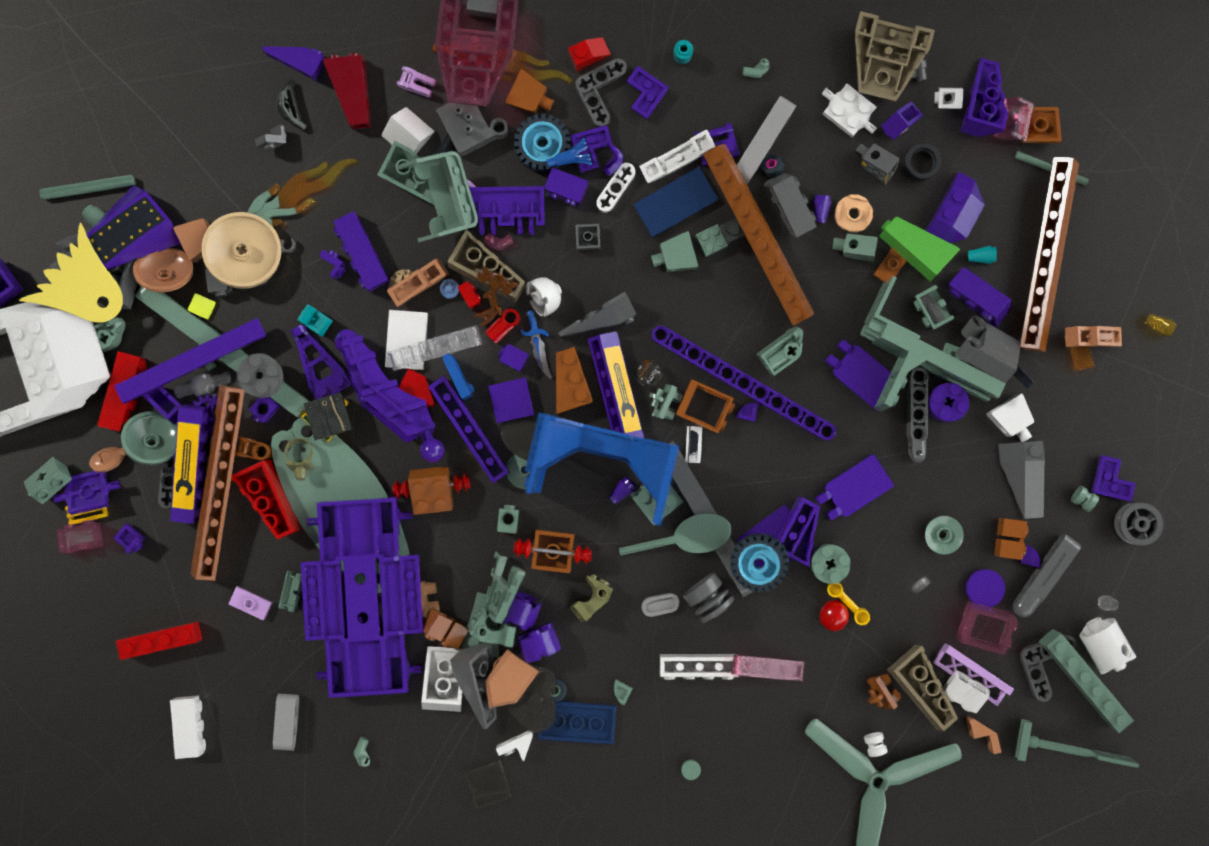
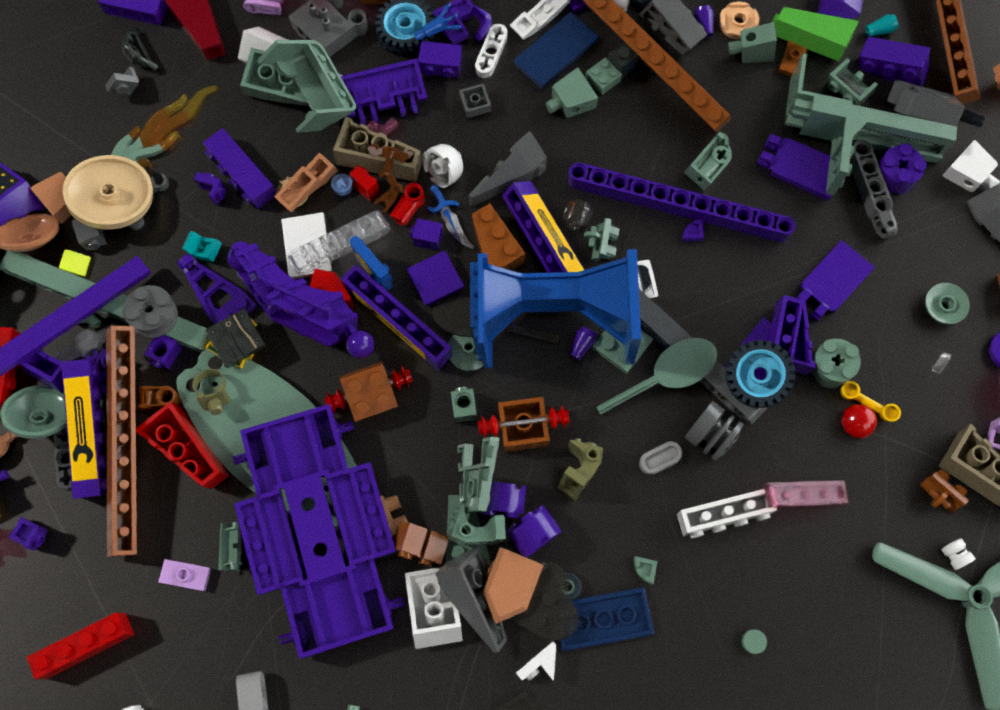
camera: 10 degrees left, 15 degrees down
(728, 407) = (648, 218): dark orange window -> none

